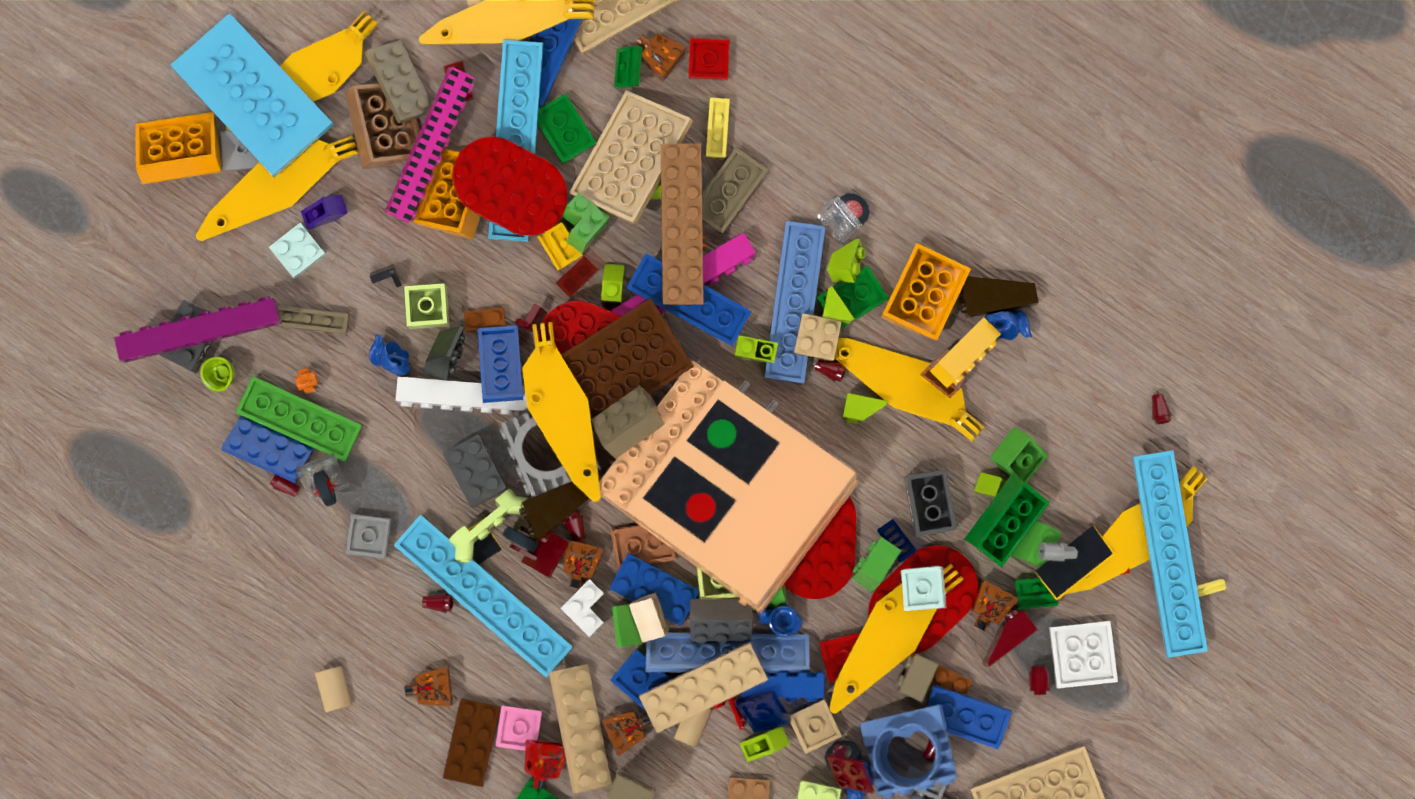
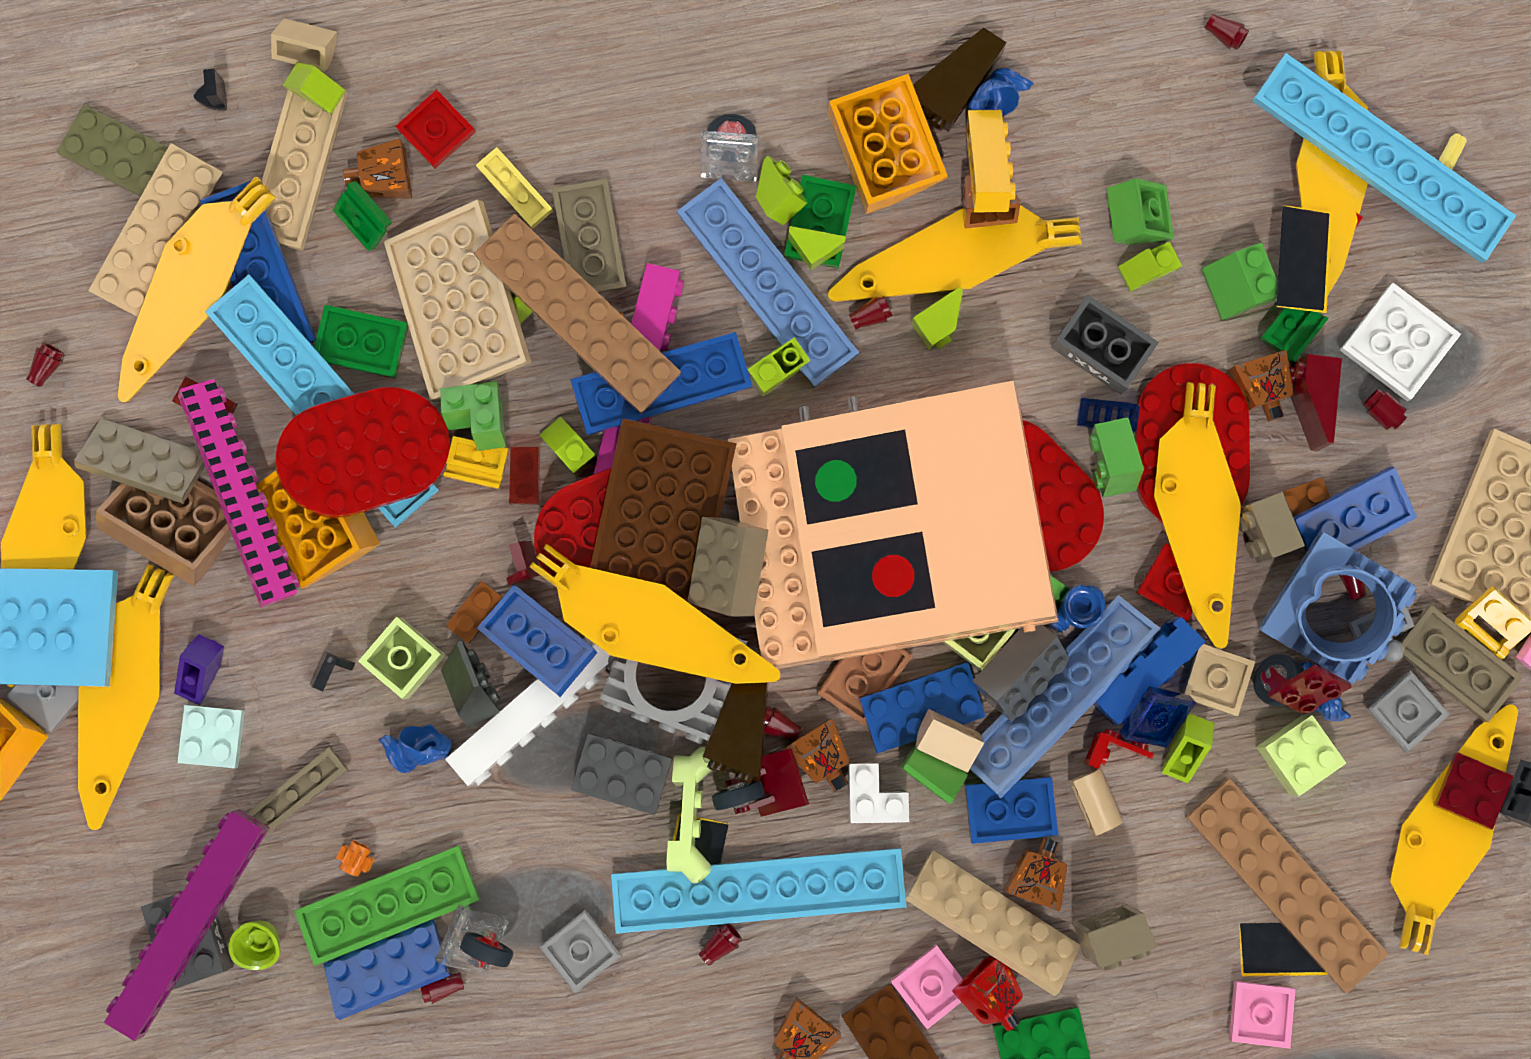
camera: 45 degrees left, 0 degrees up
(703, 687) = (1075, 754): tan plate -> none
(817, 337) = (826, 293): tan plate -> none
(923, 588) = (1189, 432): light aqua plate -> none
(1007, 520) = (1197, 284): green brick -> none
(1056, 551) = (1278, 264): light grey hinge -> none

